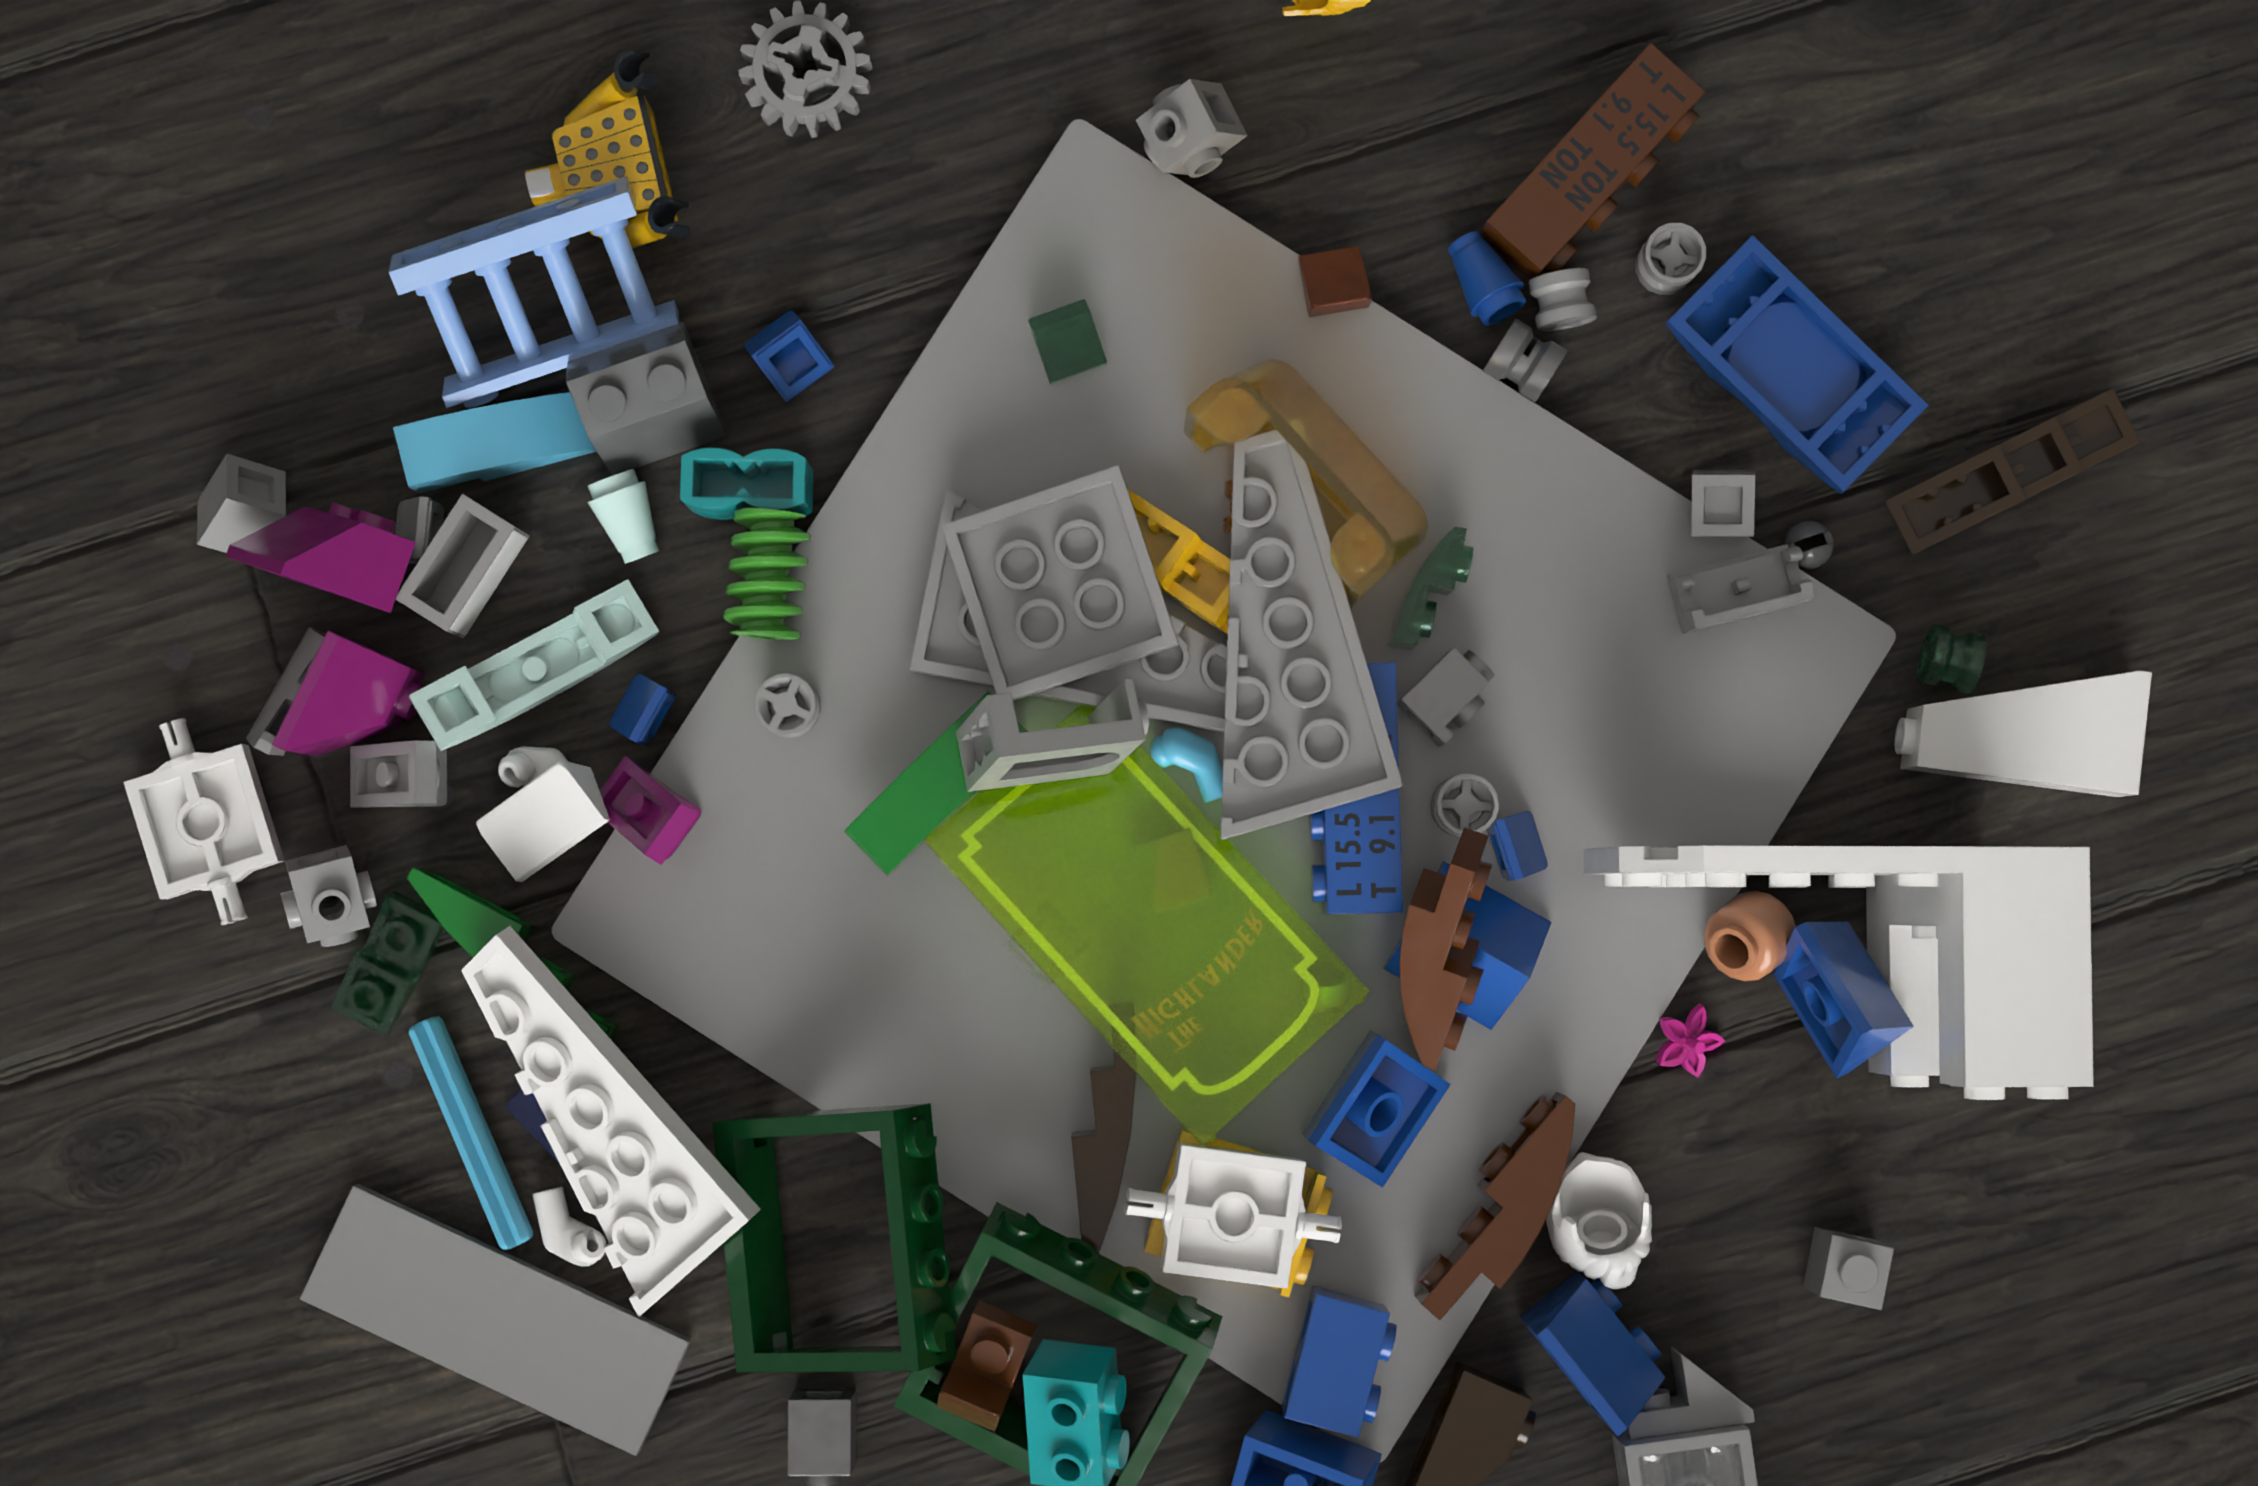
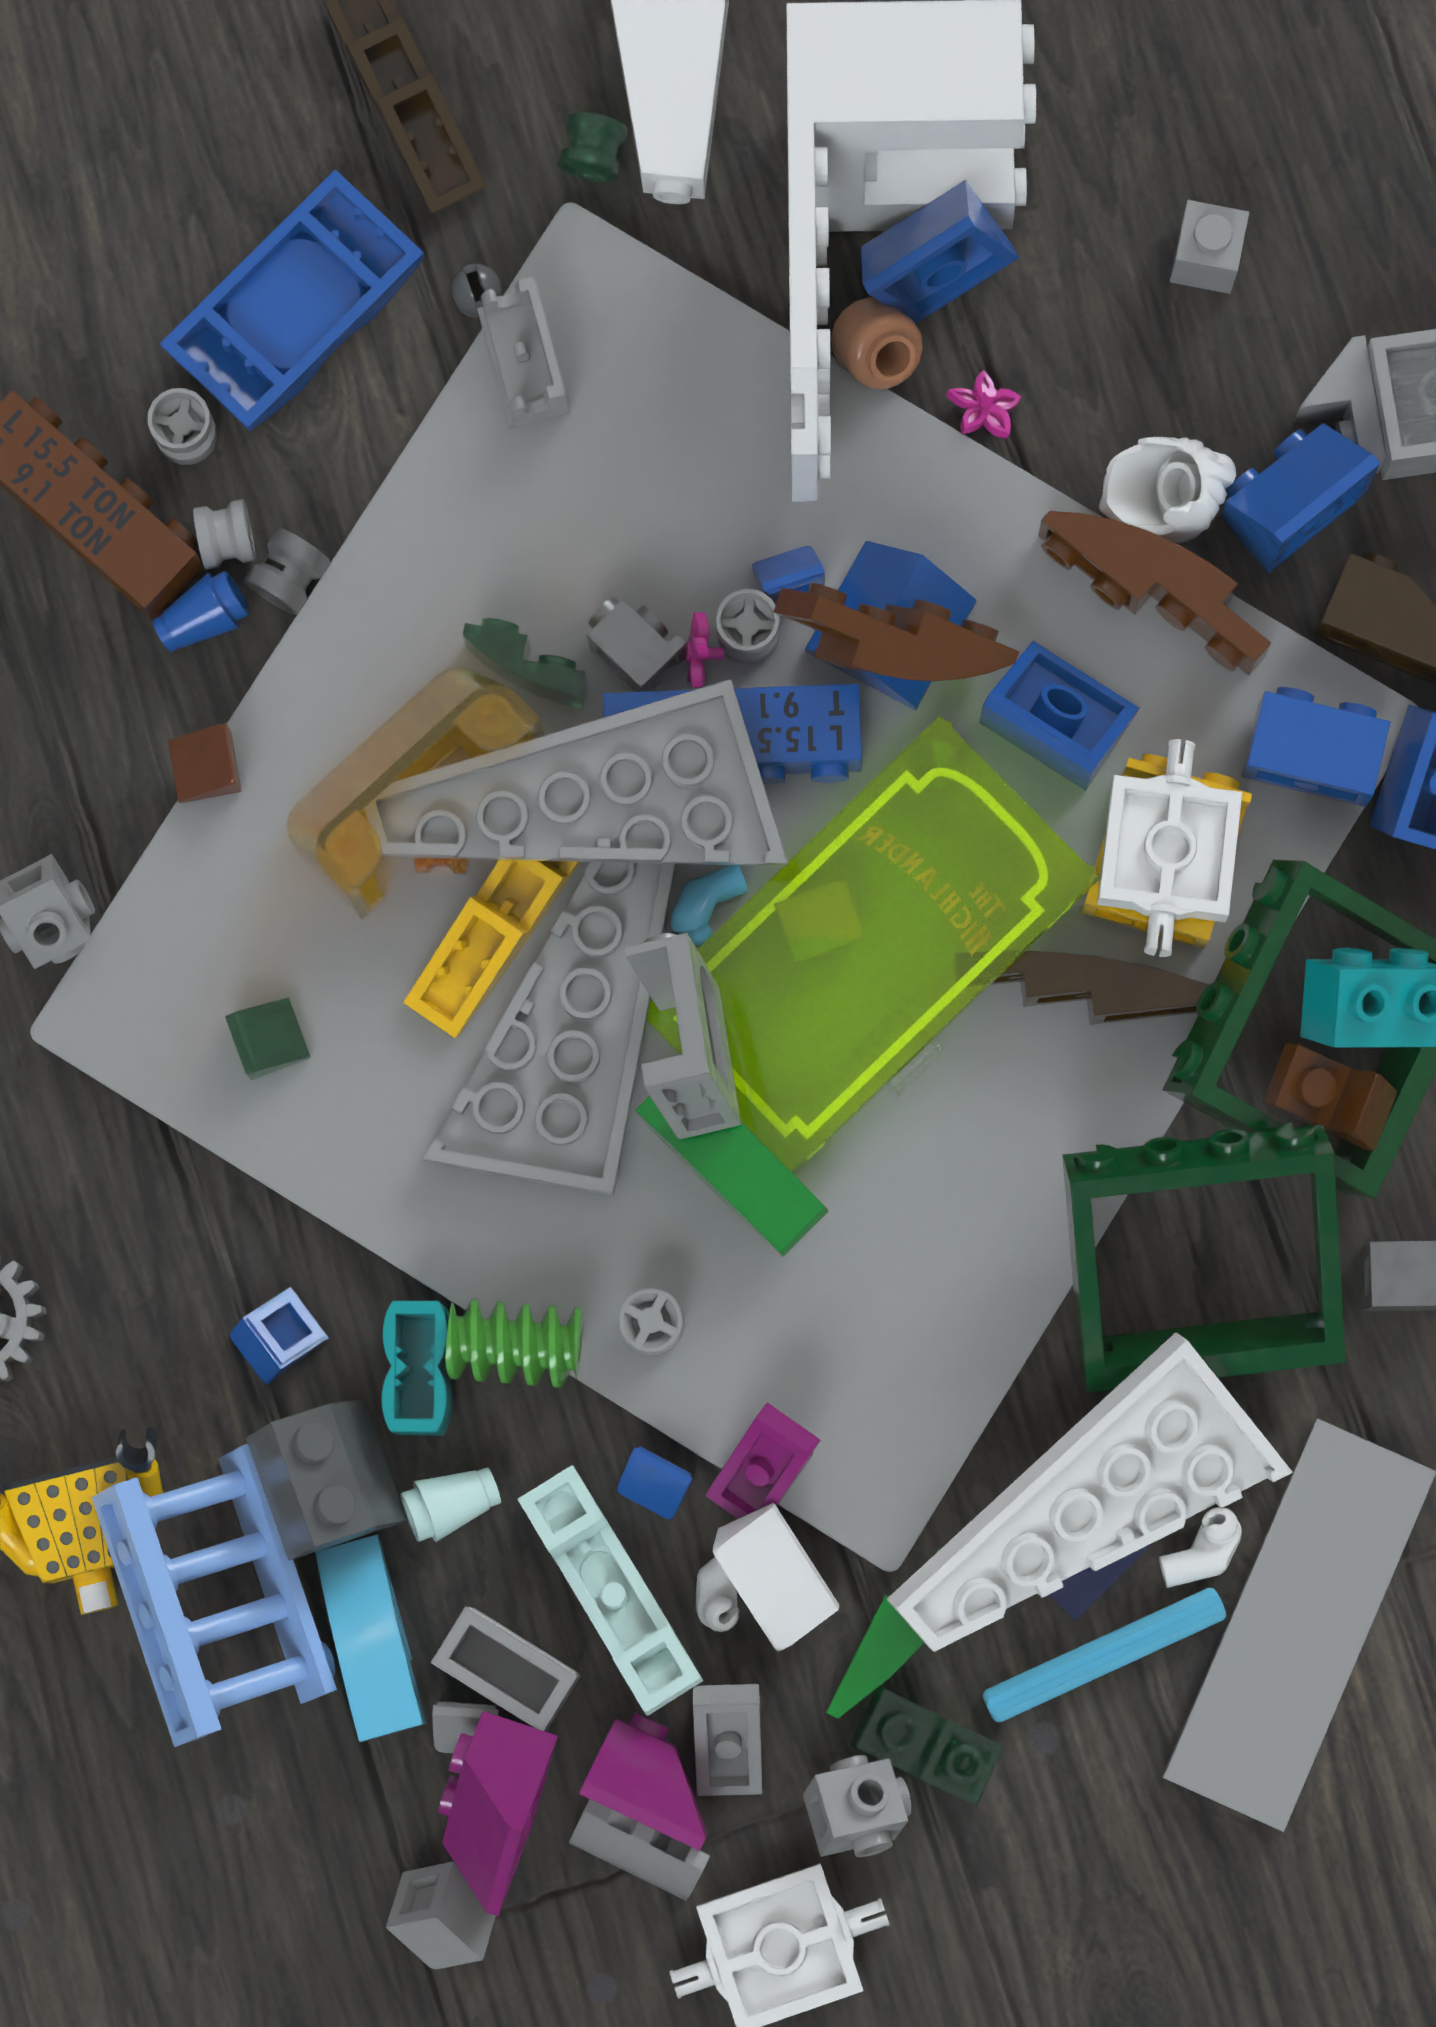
camera: 80 degrees left, 5 degrees down
(1060, 584) = (524, 1033): light grey plate -> none
(1438, 756) = (698, 651): none -> dark pink plant
(1723, 503) = (435, 370): light grey panel -> none

